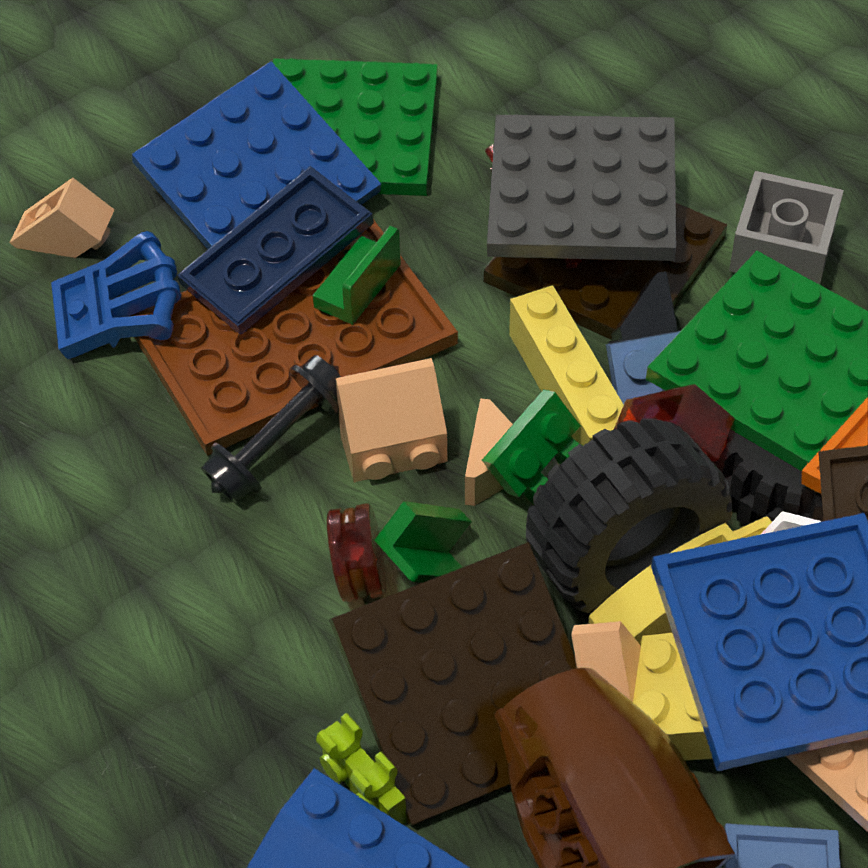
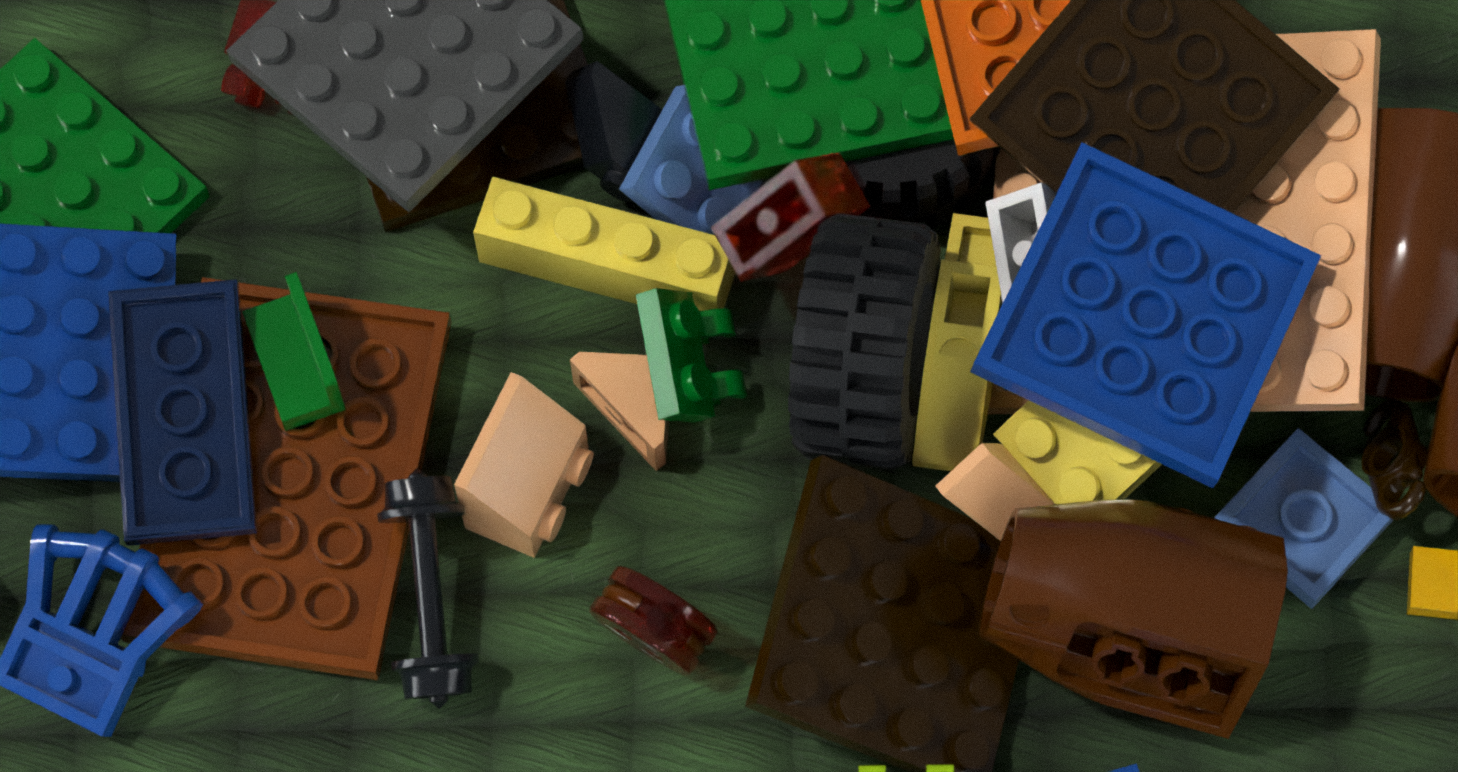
camera: 50 degrees left, 15 degrees up
(421, 538) = (708, 560): green panel -> none

